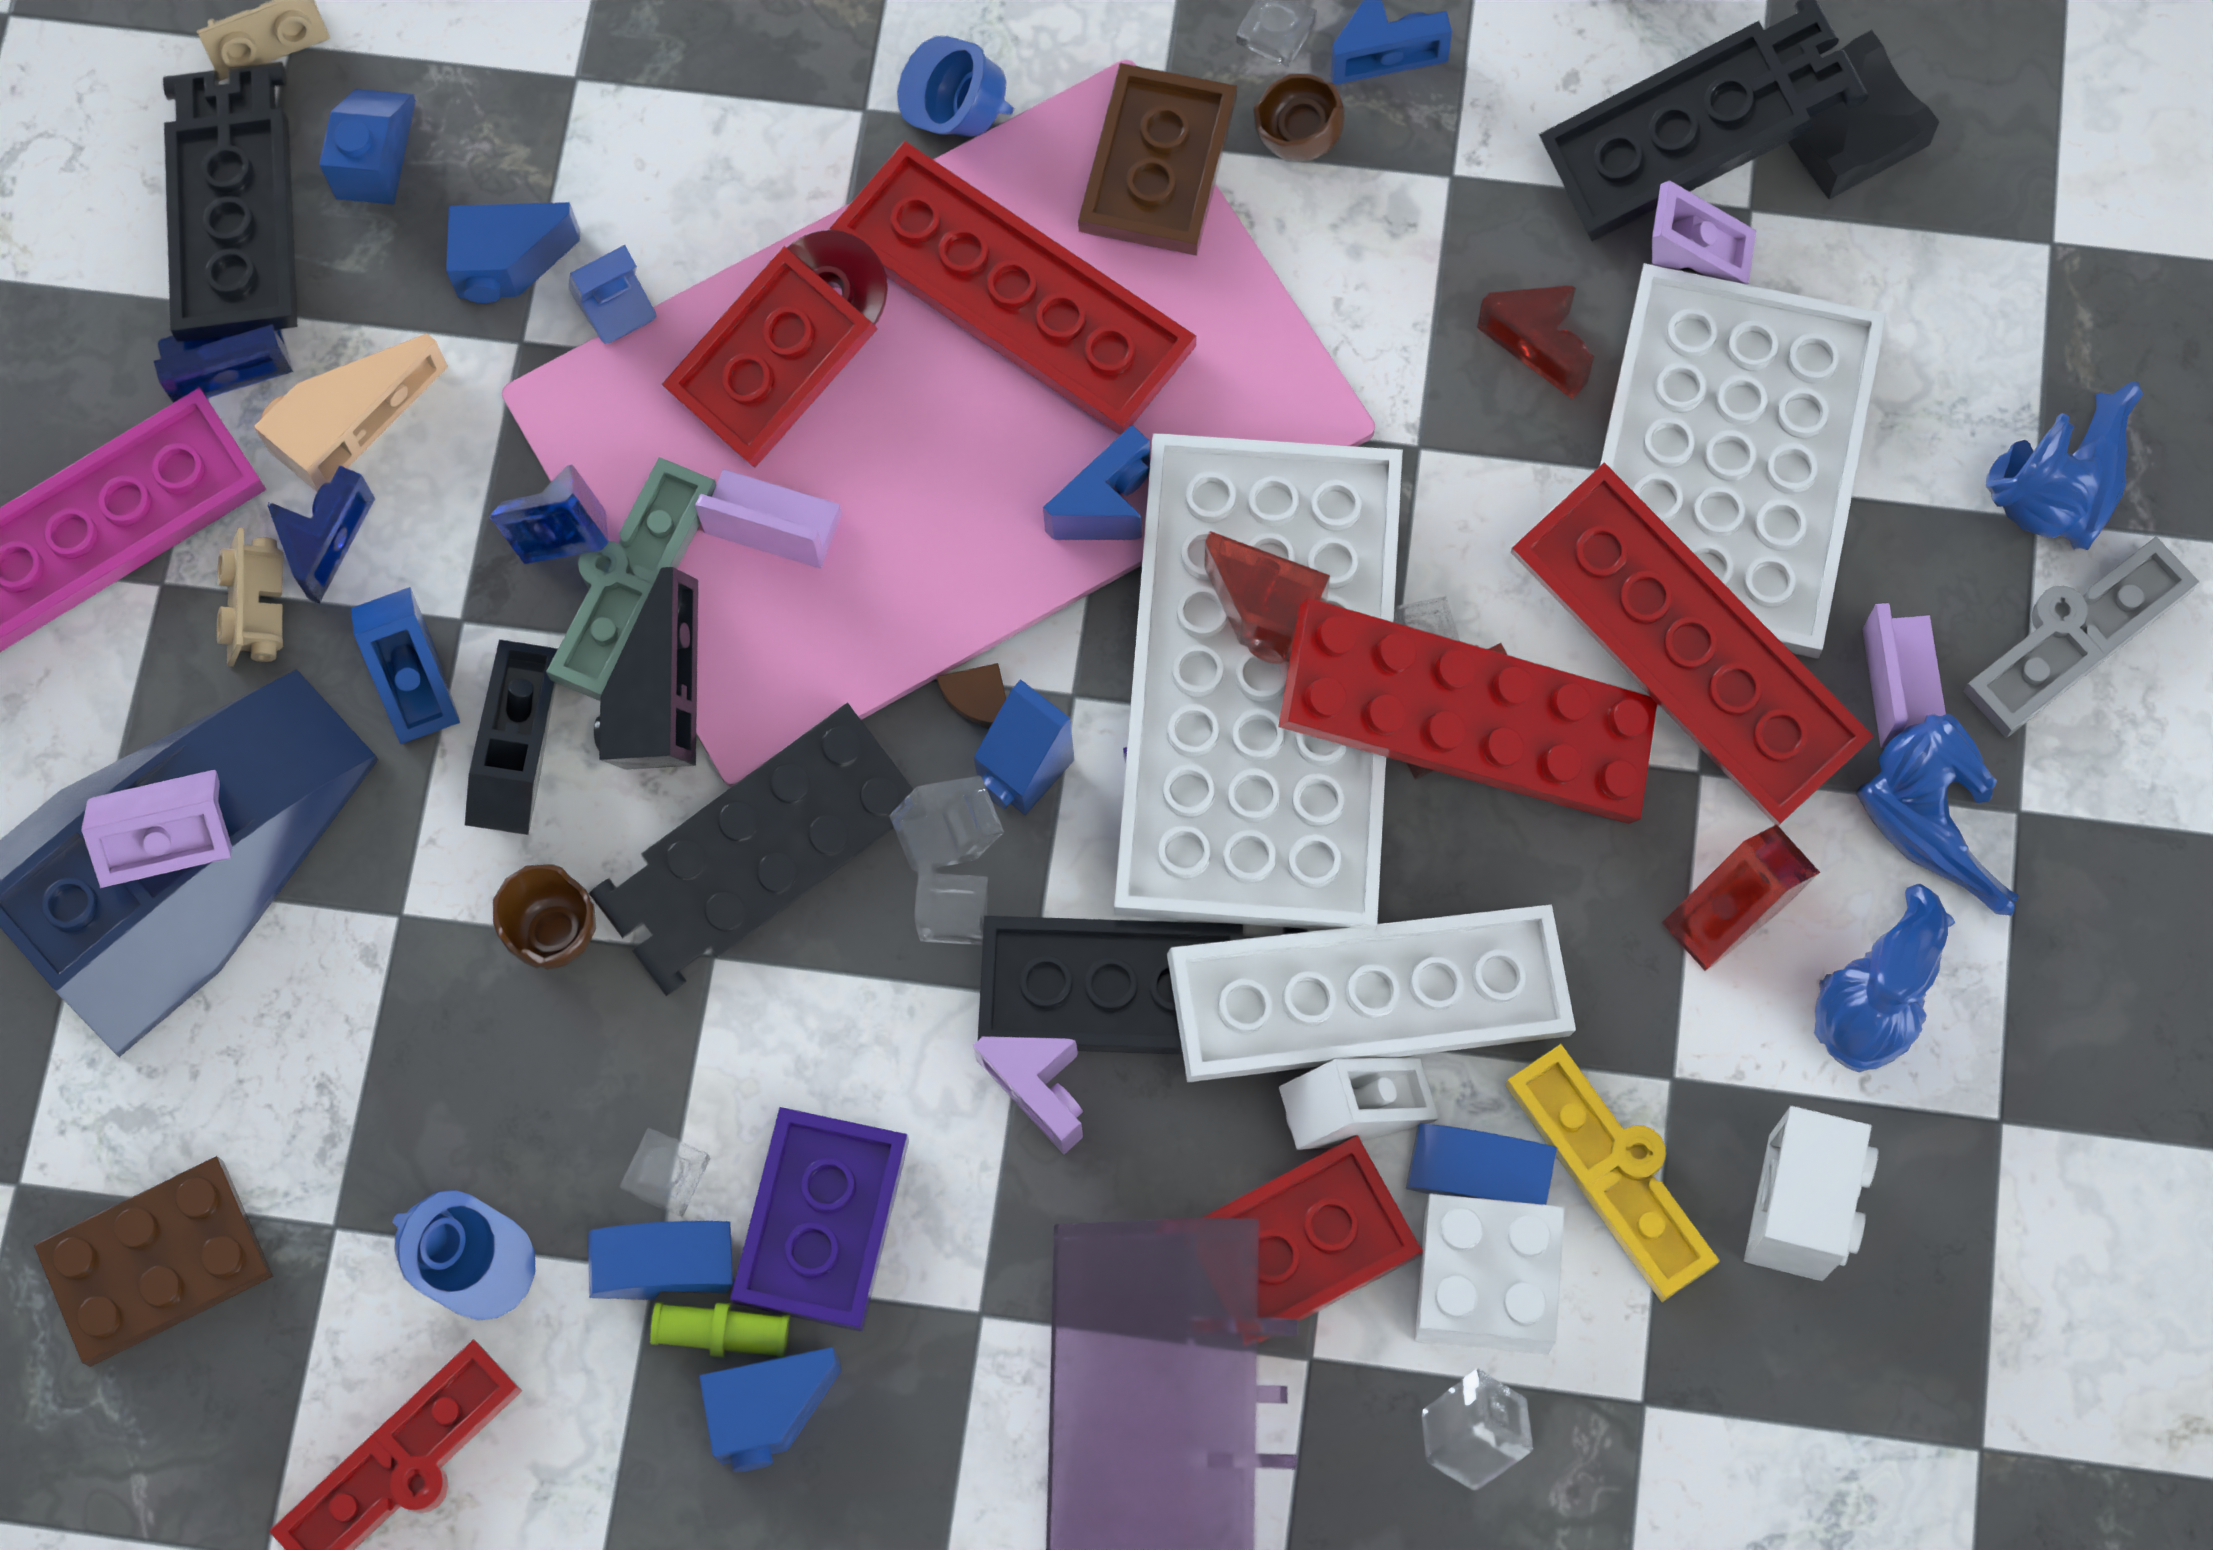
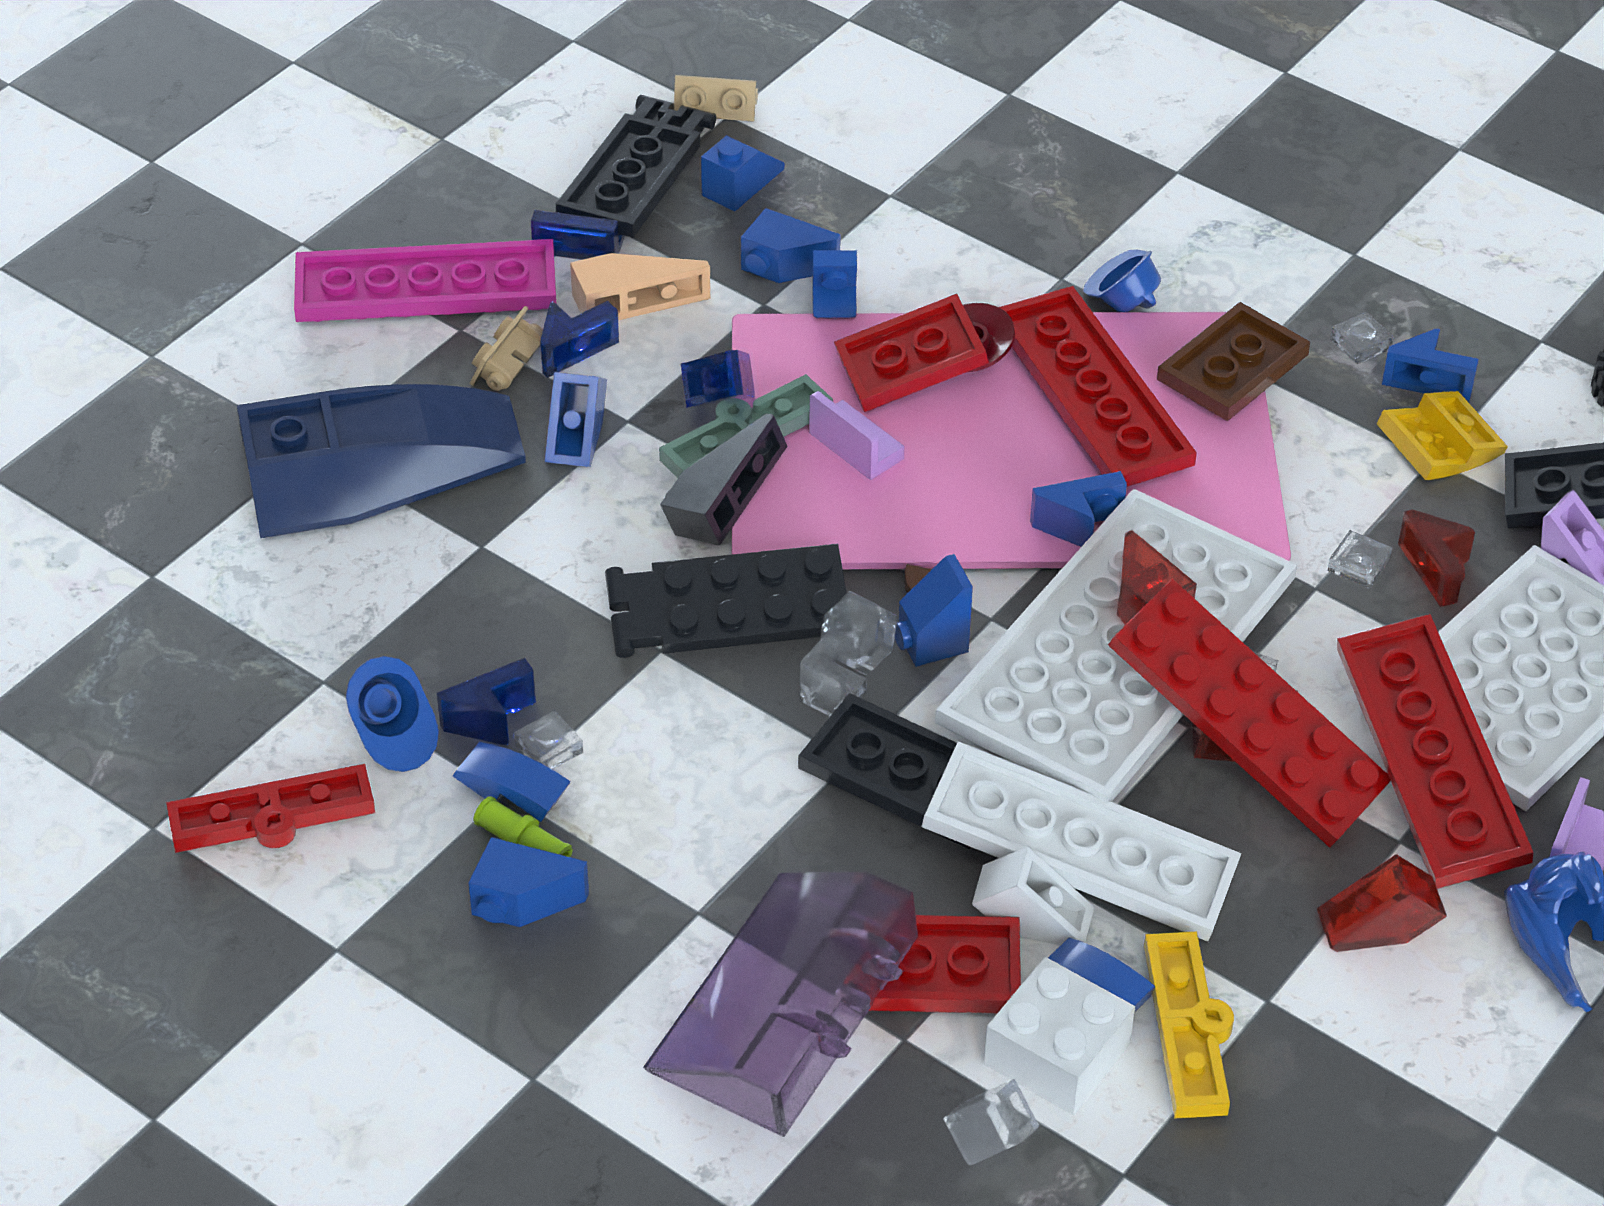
camera: 25 degrees right, 25 degrees down
(153, 1261) = (202, 646): reddish brown plate -> none
(156, 829) = (364, 411): lavender panel -> none
(511, 739) = (609, 482): black slope -> none
(543, 916) = (568, 571): reddish brown hair -> none
(551, 1177) = (482, 703): none -> clear blue slope
(820, 1219) = (629, 806): dark purple plate -> none
(1023, 1070) = (823, 791): lavender slope -> none
(1299, 117) = (1344, 382): reddish brown hair -> none
(1447, 136) = (1442, 435): none -> yellow slope
(1455, 385) = (1359, 559): none -> clear plate
(1810, 1194) = (1317, 1083): white brick -> none
(1877, 1002) = (1443, 999): blue hair -> none

